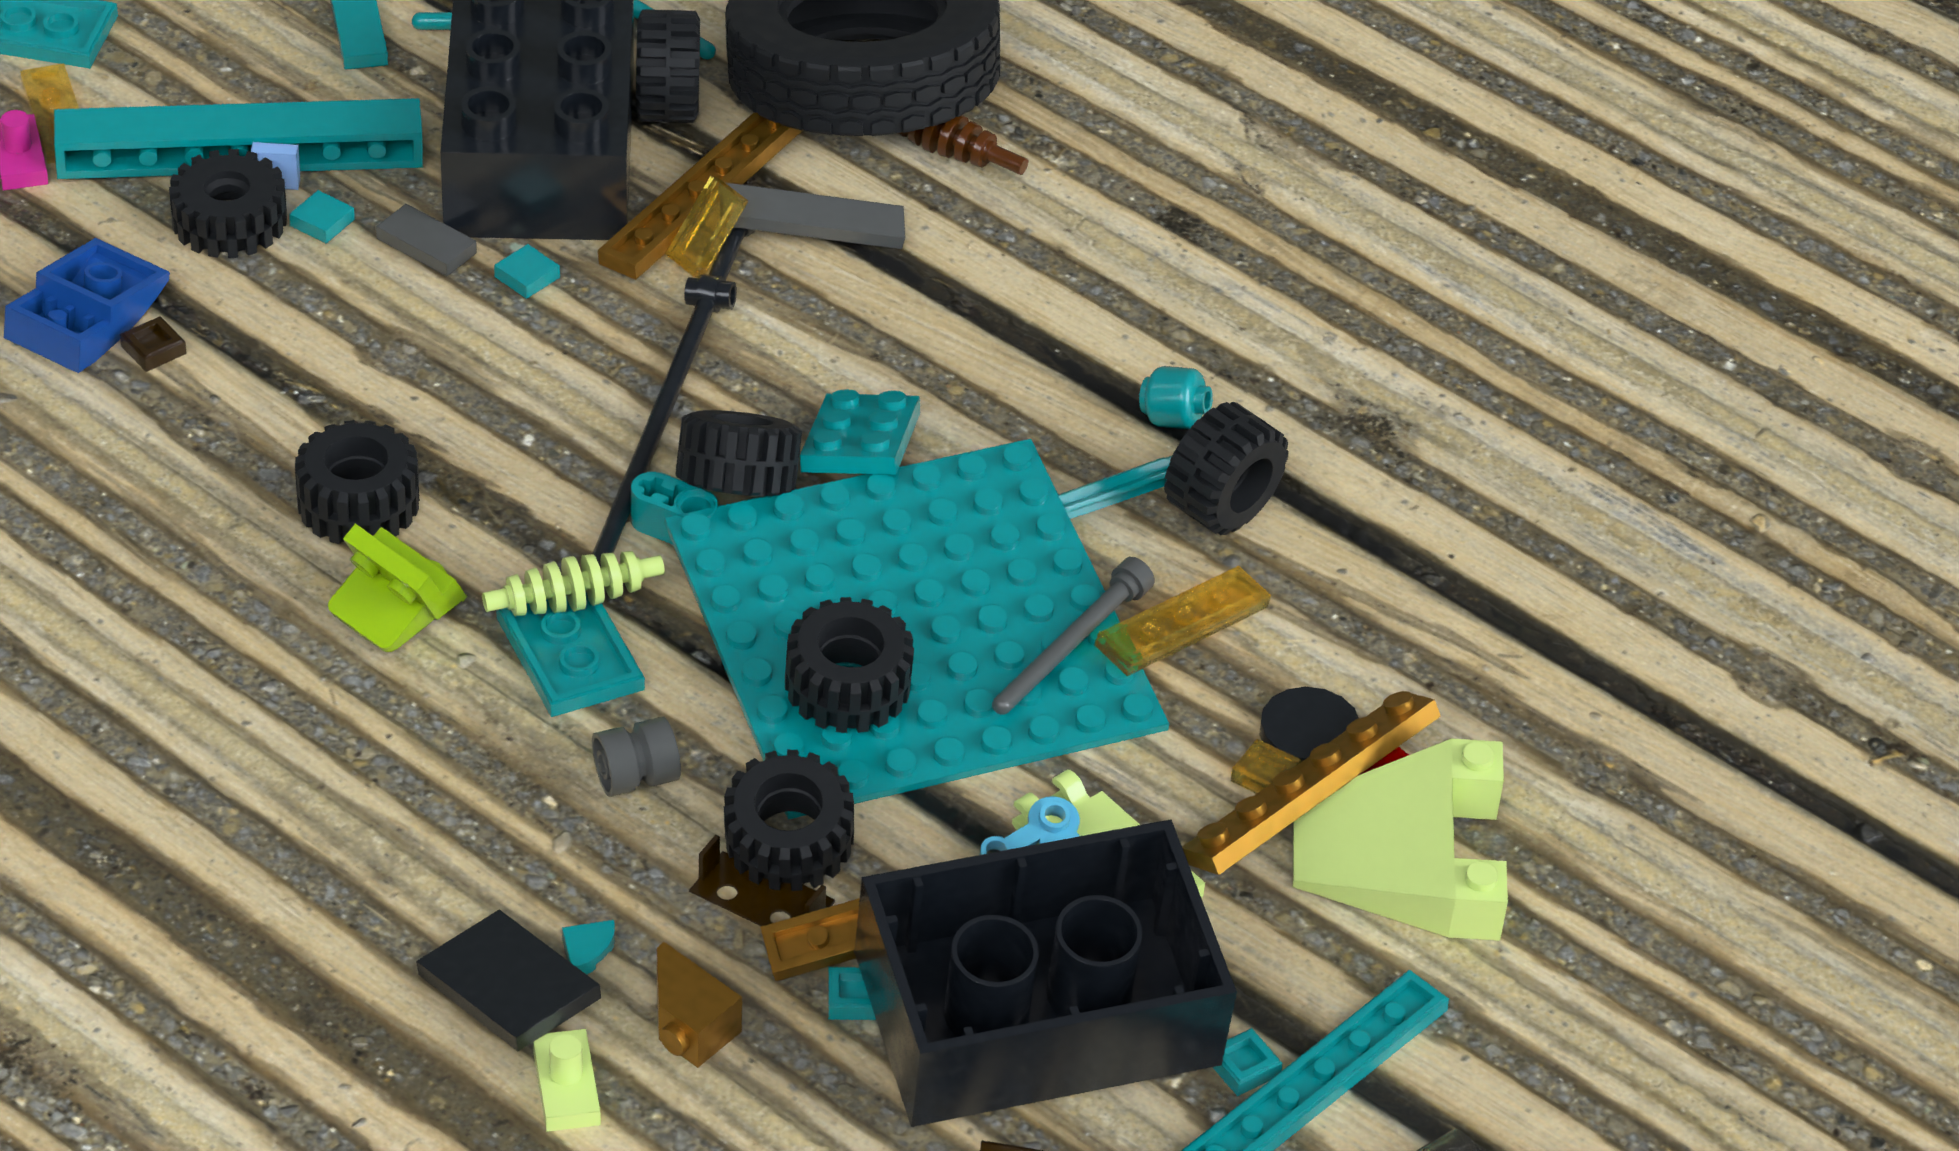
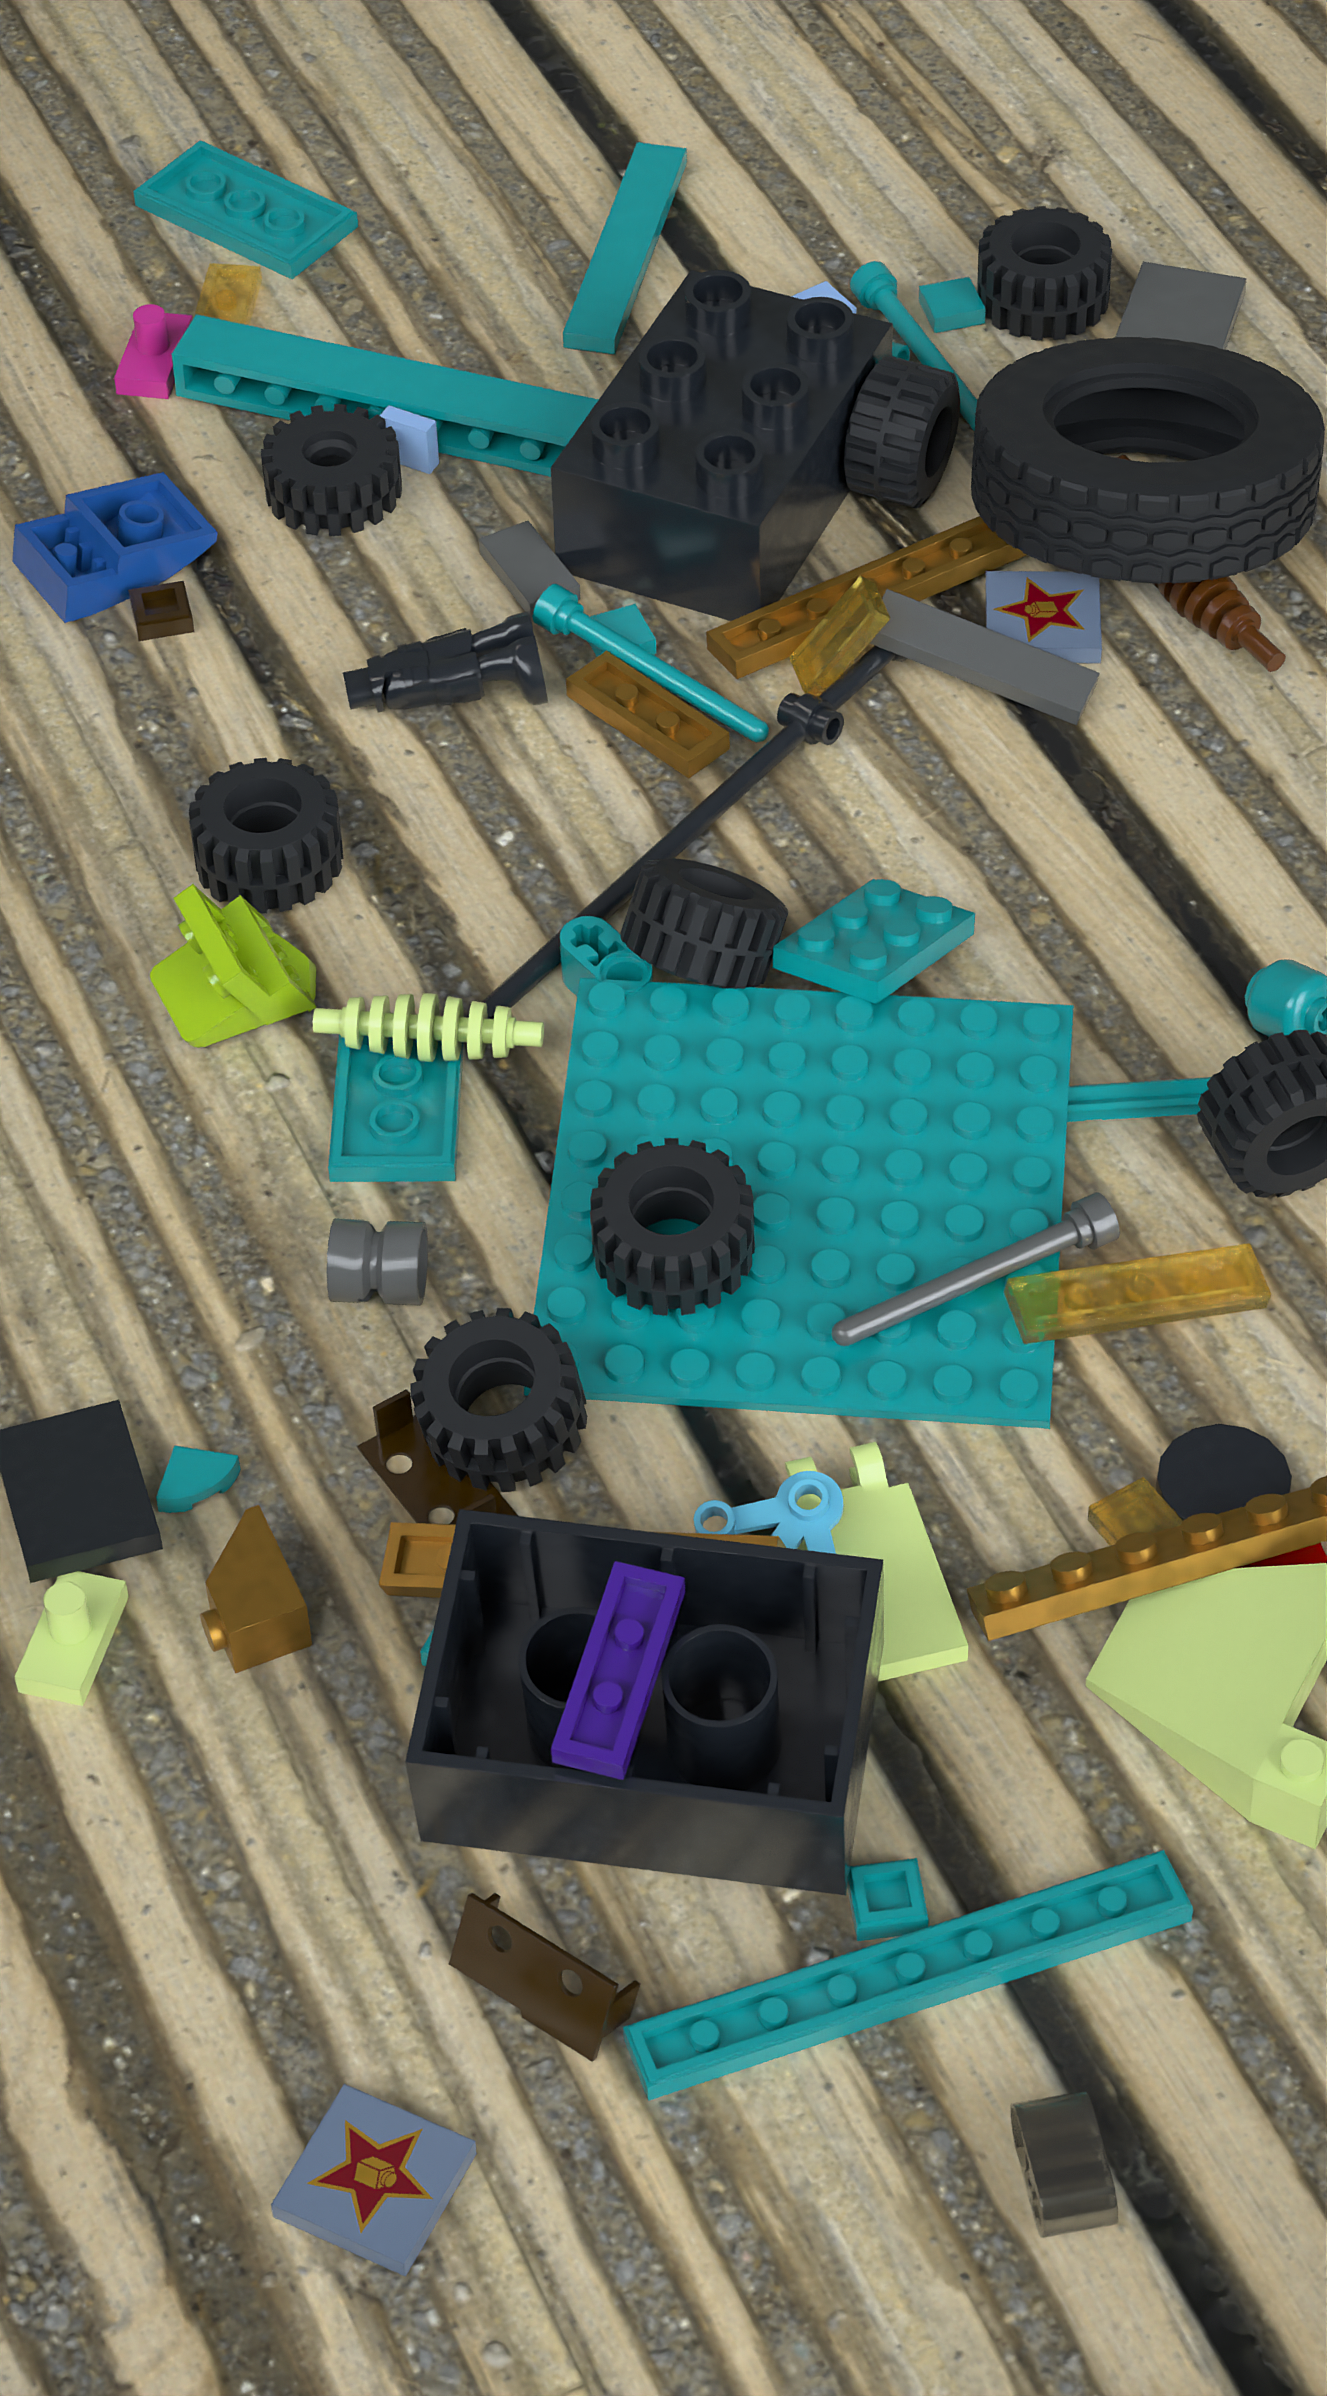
camera: 30 degrees right, 5 degrees up
(322, 216) = (431, 512): teal tile -> none
(421, 325) = (451, 668): none -> black piece
(483, 263) = (560, 612): none -> teal piece
(587, 321) = (648, 714): none -> pearl gold plate
(836, 170) = (1047, 611): none -> sand blue tile
(1040, 943) = (618, 1670): none -> dark purple plate

